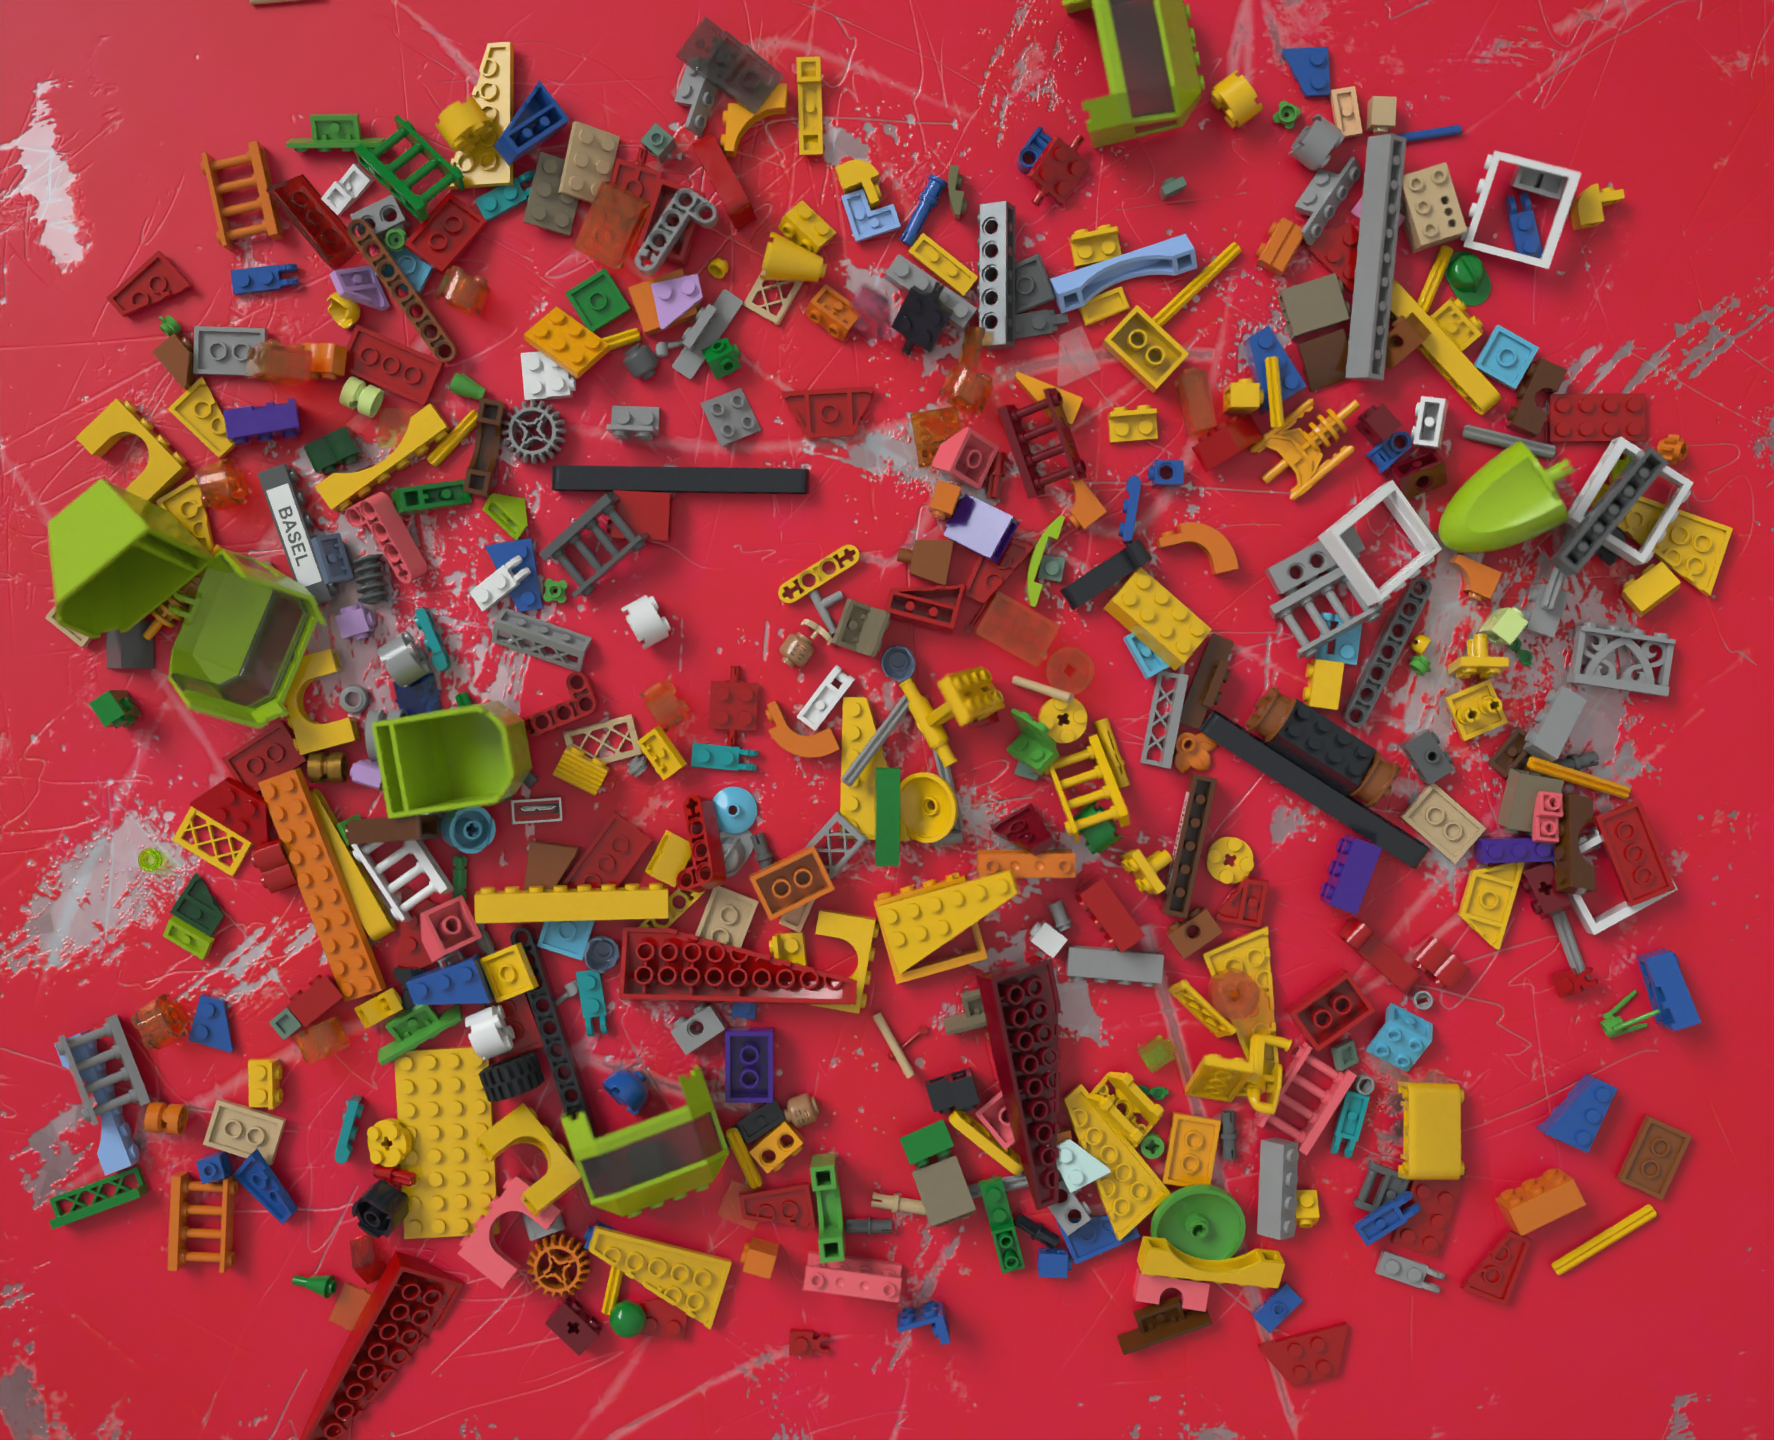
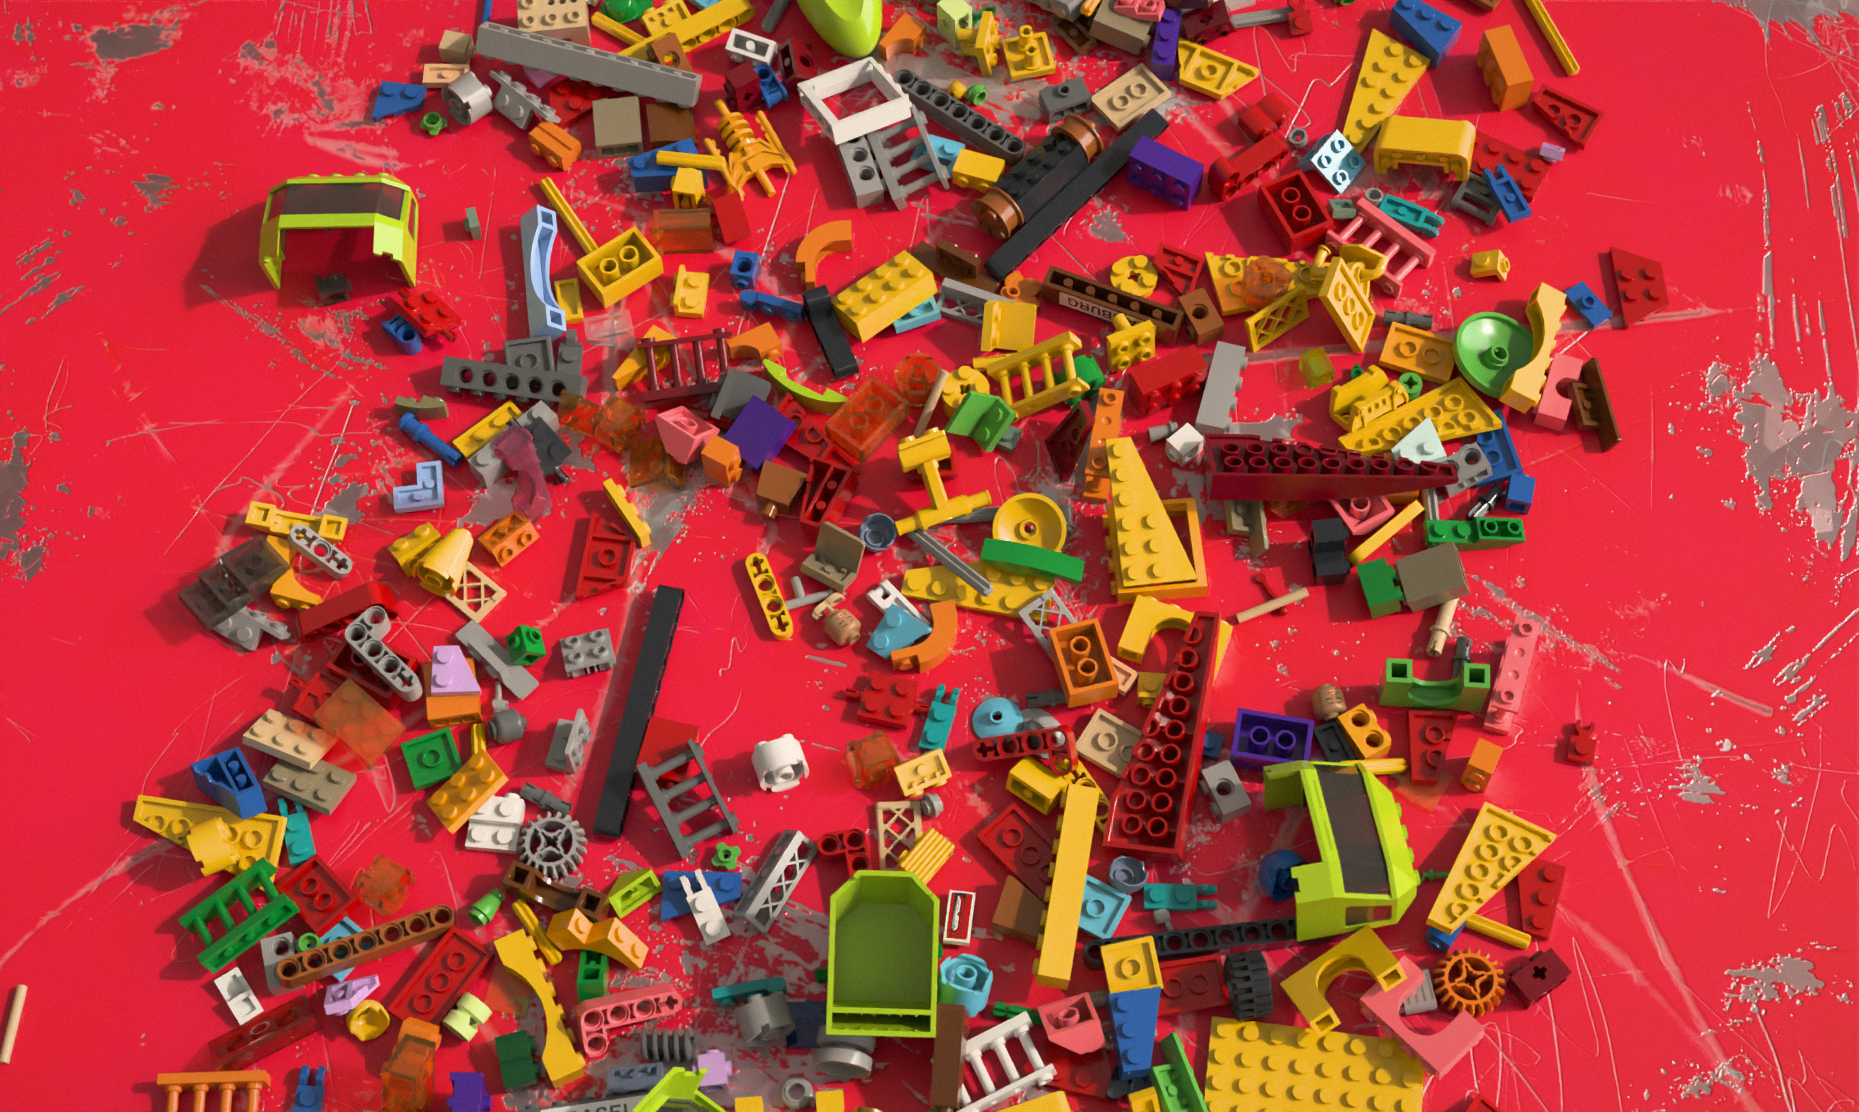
camera: 80 degrees left, 25 degrees down
(334, 132) = (173, 996): bright green bracket -> none
(367, 774) = (884, 1077): lavender brick -> none
(450, 494) = (609, 937): none -> light orange arch
(489, 1032) = (1194, 994): white brick -> none
(577, 415) = (545, 799): none -> dark grey pin
(627, 1319) = (1535, 916): green hair -> none
(655, 1222) = (1431, 874): none -> bright green hand
(658, 142) = (287, 665): sand green brick -> none
(718, 268) = (437, 641): yellow hinge -> none
(793, 122) = (318, 541): none -> light grey beam
(798, 702) = (896, 631): none -> medium azure wing
(857, 175) = (379, 488): yellow brick -> none
(879, 420) = (628, 512): none -> yellow plate
(931, 1312) = (1567, 604): blue bracket -> none
(1018, 498) = (735, 392): none -> dark grey bracket
(1051, 568) = (815, 382): sand green plate -> none
(1072, 67) = (334, 289): none -> clear smoke brick
(1095, 245) = (509, 298): yellow bracket -> none
(1144, 747) = (1008, 325): none -> yellow bracket
(1236, 99) = (407, 155): yellow brick -> none
(1277, 1188) = (1466, 281): light grey brick -> none
(1407, 1270) = (1562, 191): light grey hinge -> none
(1450, 1257) = (1551, 152): none -> lavender plate
(1508, 1077) = (1383, 83): none -> yellow wing

